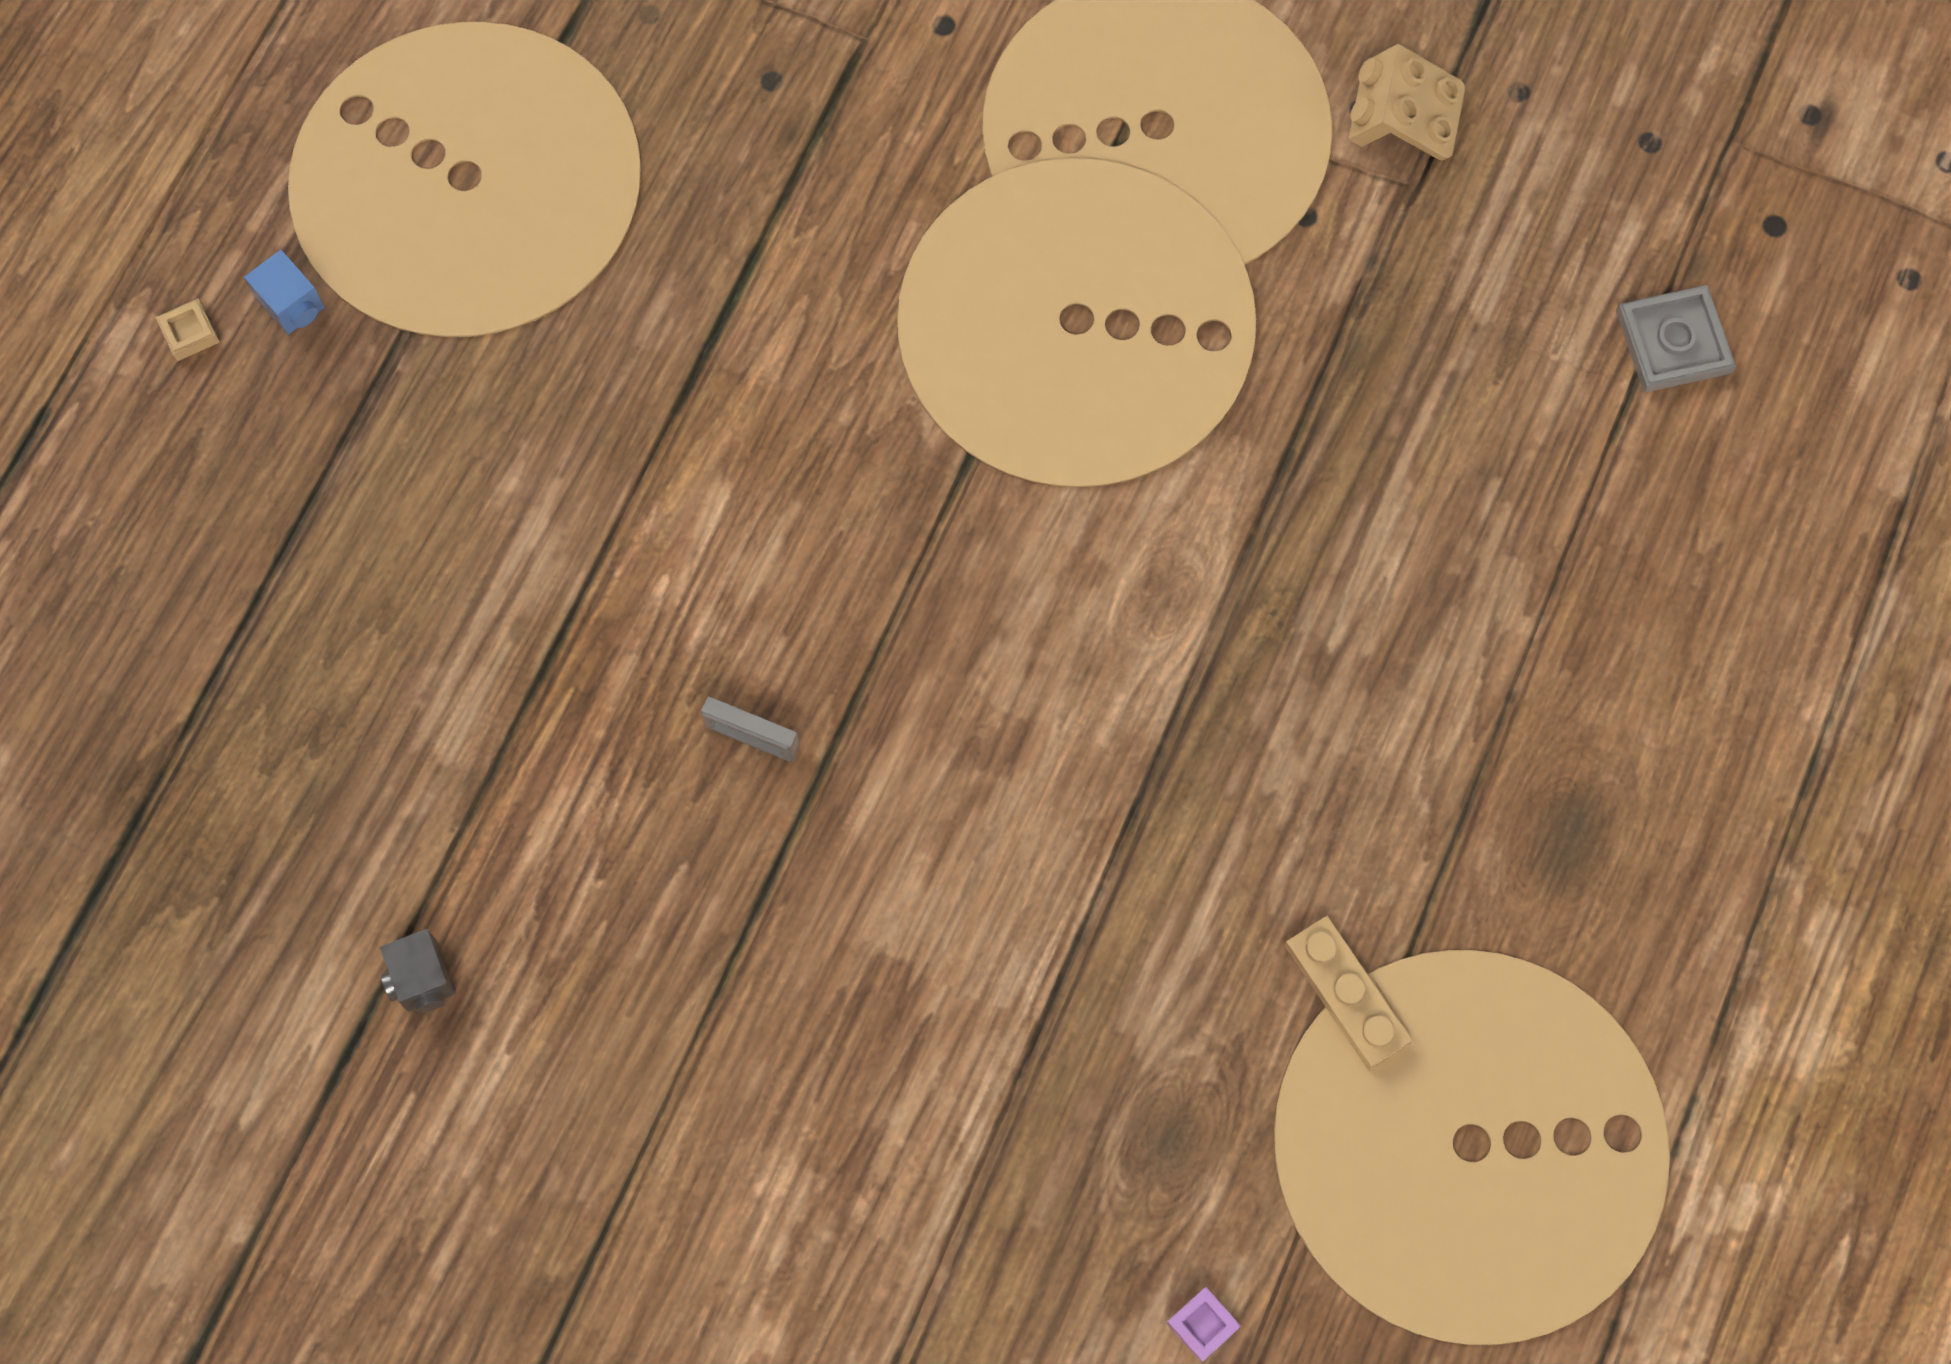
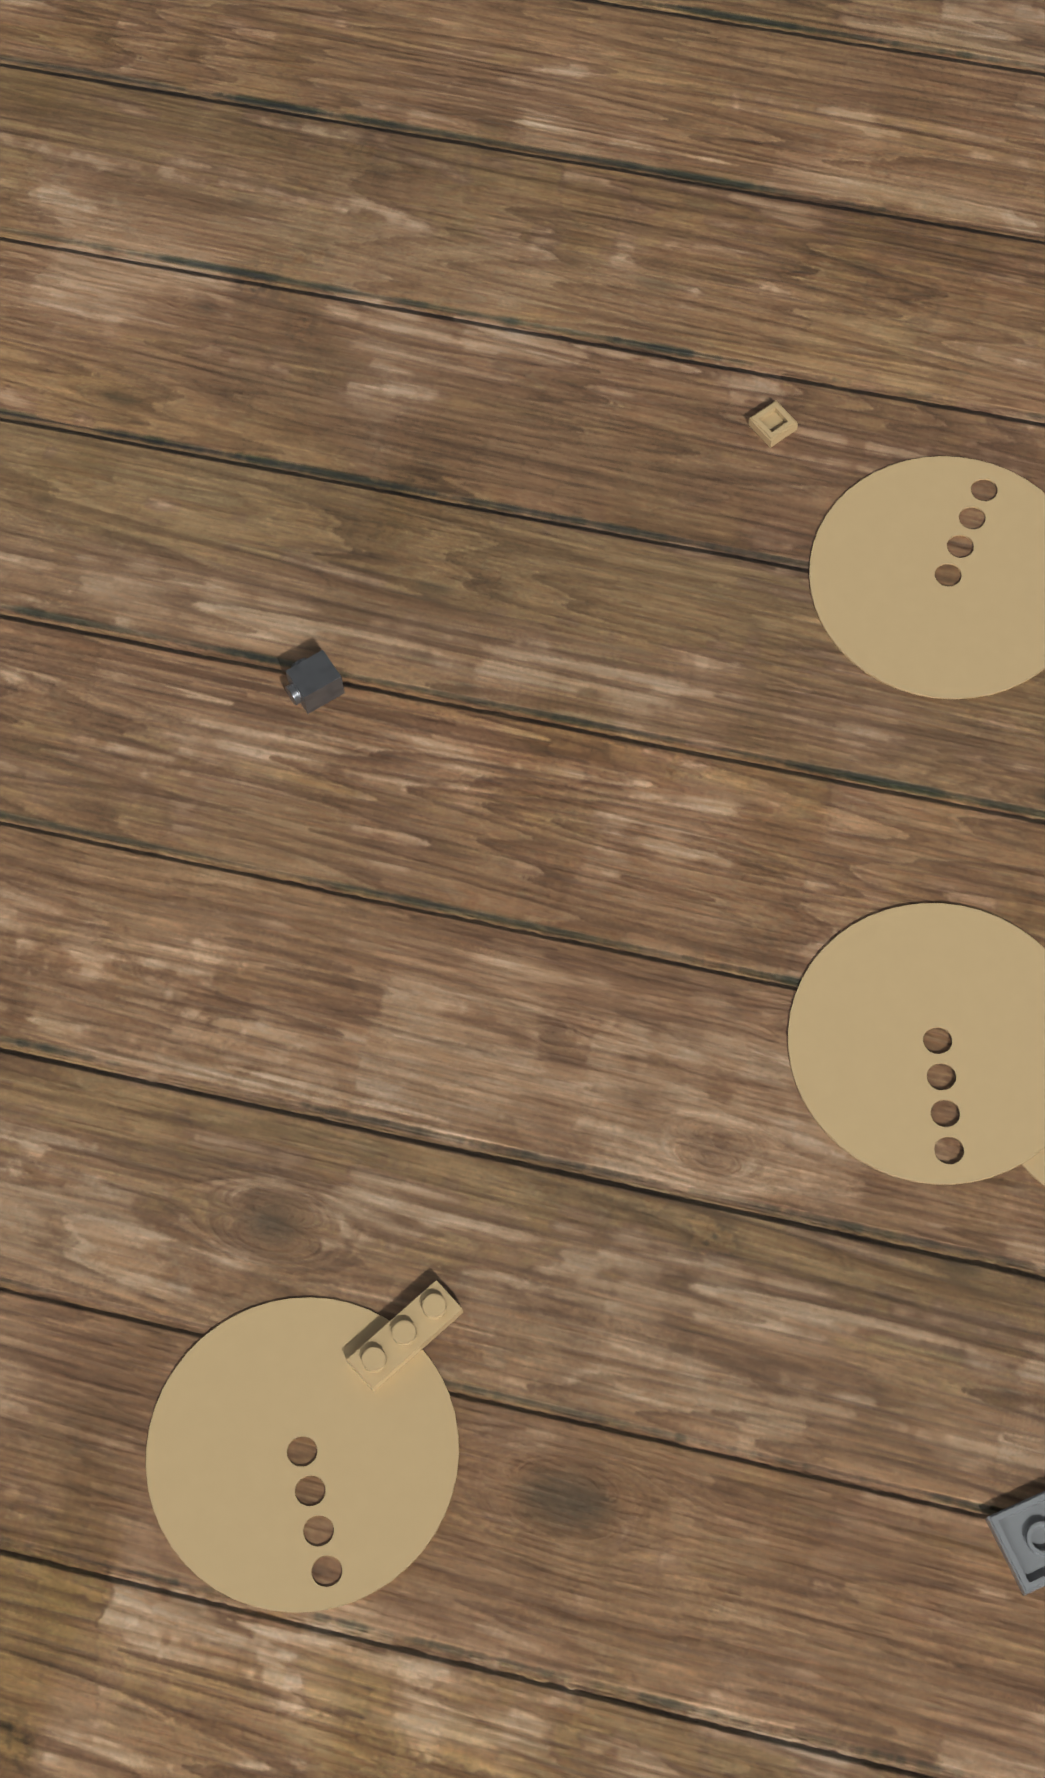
camera: 85 degrees right, 5 degrees down
(284, 292) = (814, 475): medium blue brick -> none
(750, 729) = (534, 862): light grey tile -> none
(1203, 1324) = (133, 1263): lavender plate -> none

